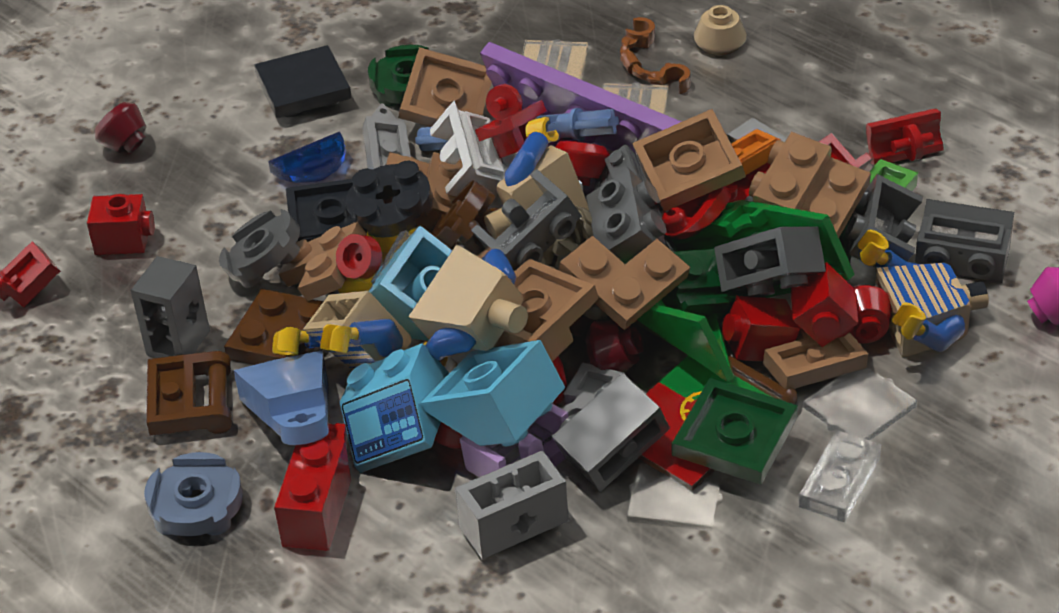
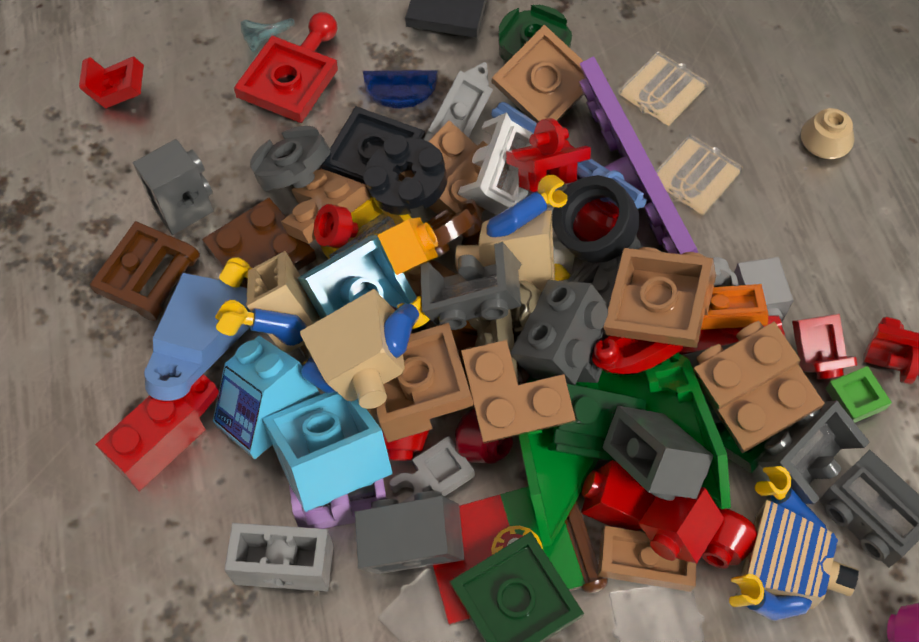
camera: 30 degrees right, 20 degrees up
(119, 224) = (212, 70): red brick -> none
(133, 181) = (255, 32): none -> clear light blue piece
(175, 190) = (284, 58): none -> red plate
(206, 513) = (88, 395): sand blue plate -> none
(450, 220) = (409, 244): none -> light orange plate
(586, 114) = (618, 238): none -> black tyre
(643, 36) = (729, 127): dark orange piece -> none

